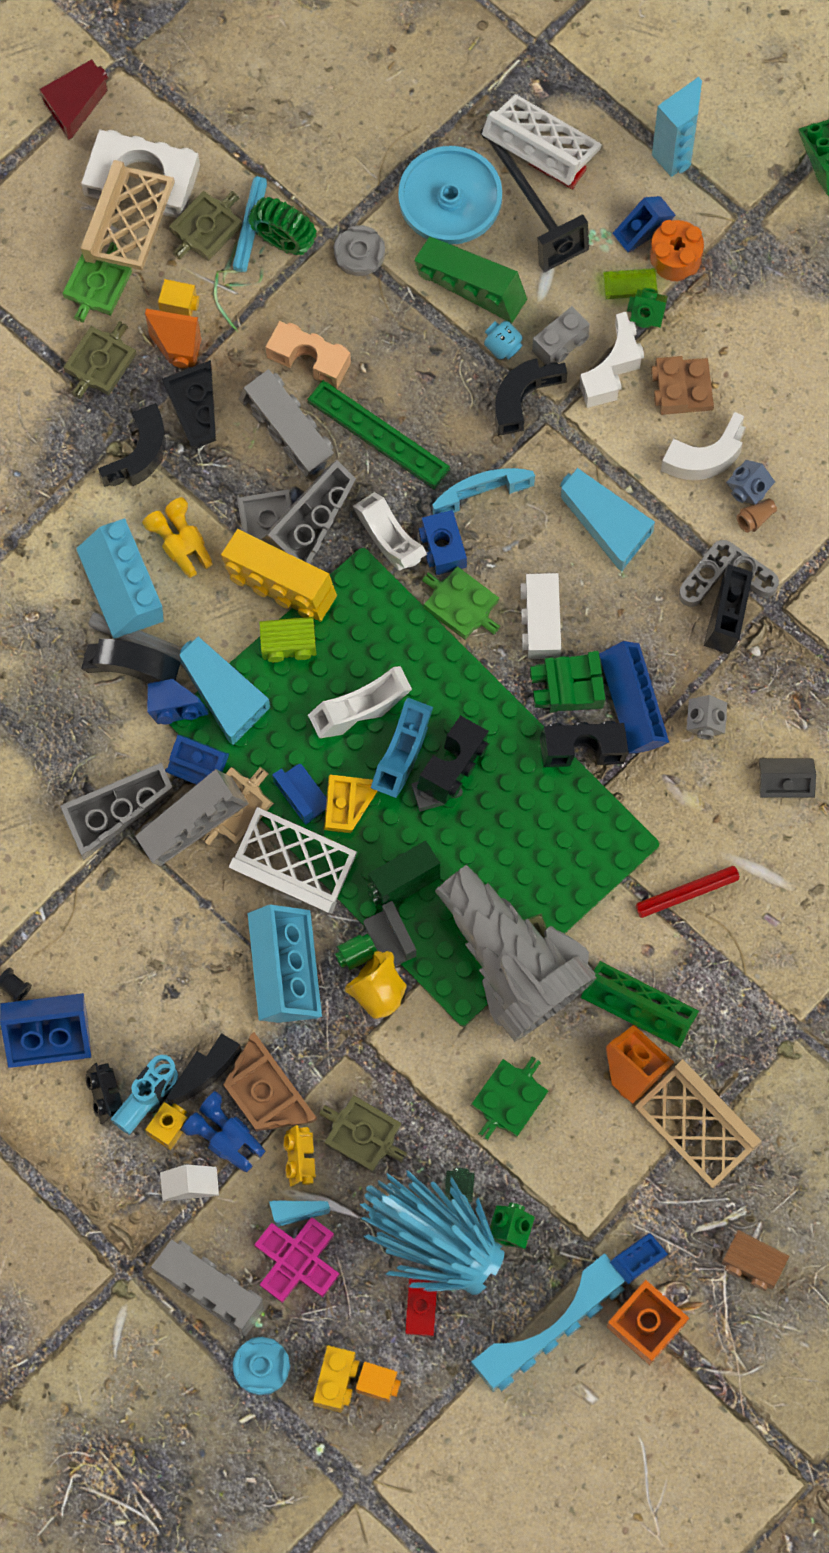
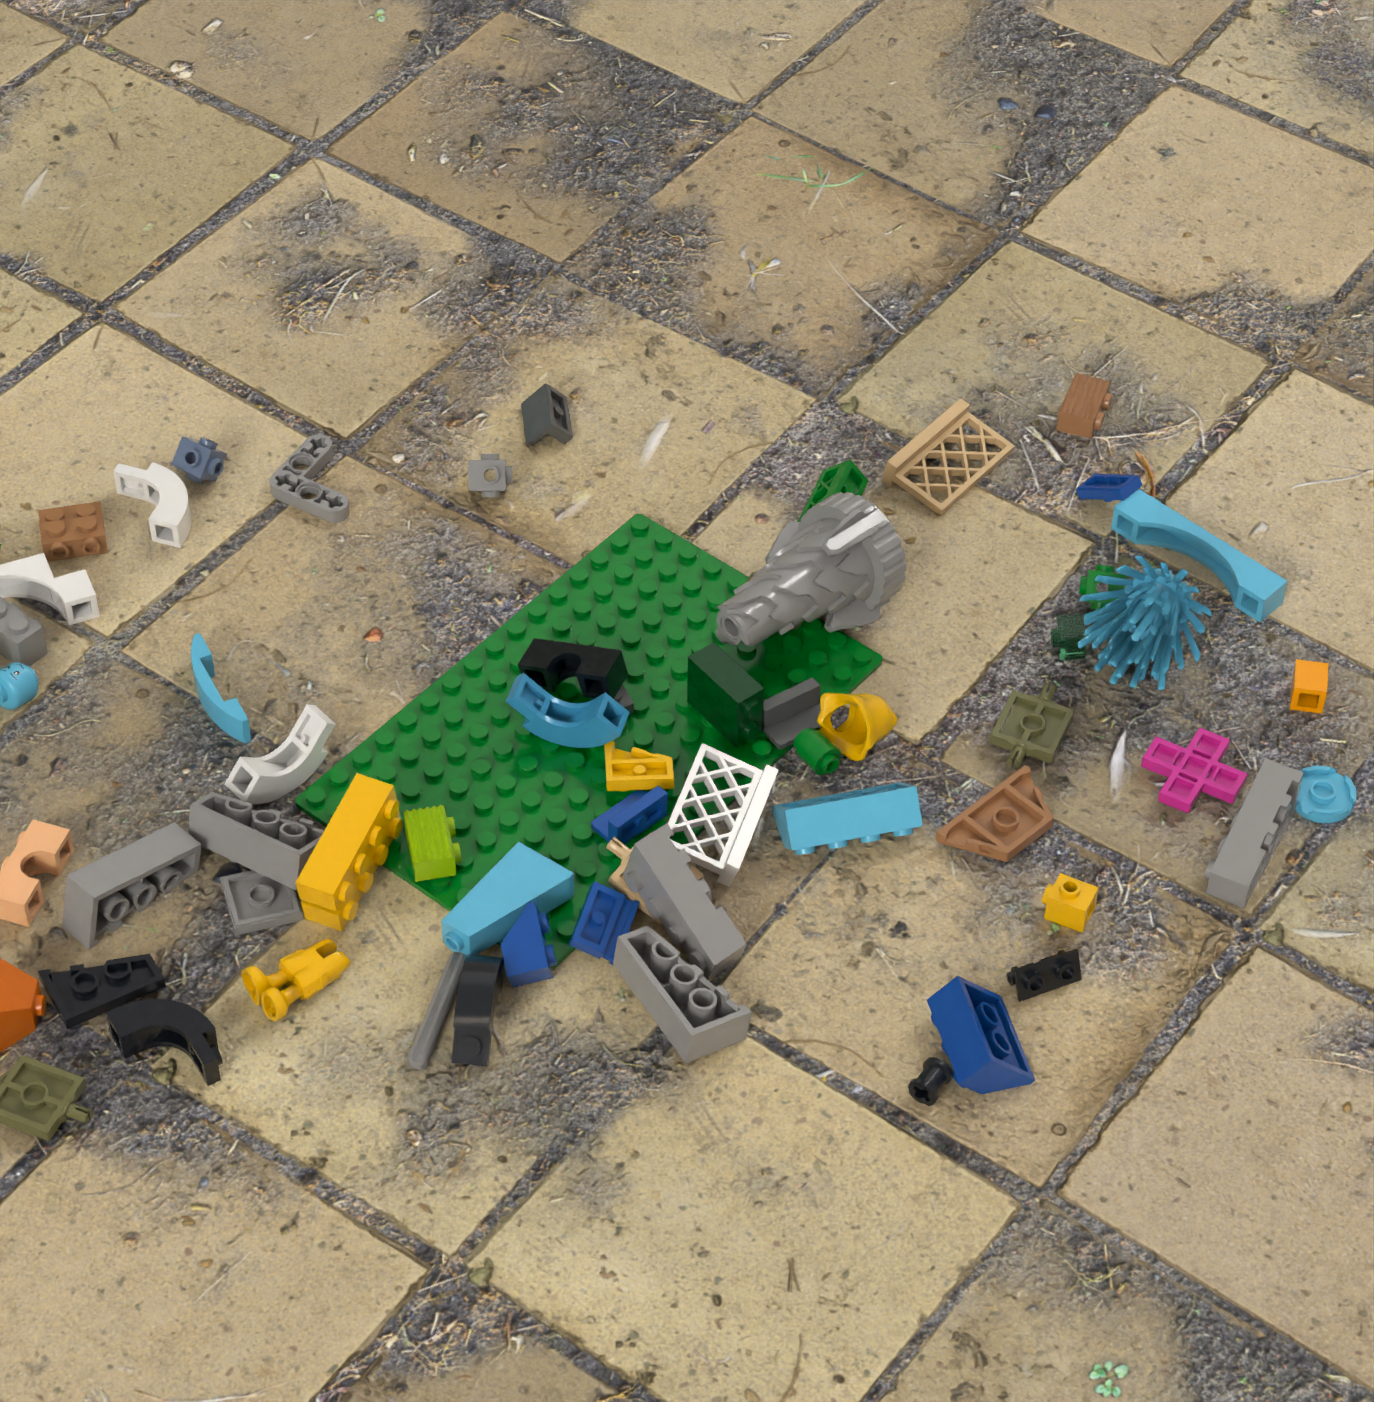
camera: 100 degrees left, 25 degrees down
(120, 579) = (361, 1025): medium azure slope -> none
(151, 1081) = (1039, 913): medium azure connector -> none
(189, 1182) = (1133, 882): white slope -> none
(204, 1069) = (994, 876): black slope -> none
(230, 1139) = (1066, 840): blue piece -> none
(294, 1211) = (1140, 775): medium azure slope -> none
(298, 1168) = (1073, 782): yellow hinge -> none
(334, 1379) = (1319, 719): yellow brick -> none
(369, 702) = (507, 753): white arch -> none
(378, 434) = (140, 798): green tile -> none
(420, 1310) = (1214, 664): red plate -> none
(443, 527) = (277, 715): blue brick -> none
(461, 603) = (363, 700): bright green plate -> none
(509, 1098) = (958, 609): green plate -> none
(517, 386) = (87, 673): black arch -> none
(541, 616) = (376, 622): white brick -> none
(570, 683) = (459, 602): green hips -> none
(604, 739) = (533, 570): black arch -> none
(607, 517) = (248, 577): medium azure slope -> none
(634, 696) = (469, 541): blue brick -> none
(635, 1063) = (908, 501): orange slope -> none
(647, 1322) = (1177, 472): orange brick -> none
(687, 891) = (691, 487): red axle -> none
(729, 610) = (364, 466): black slope -> none
(754, 516) = (239, 459): medium nougat cone -> none

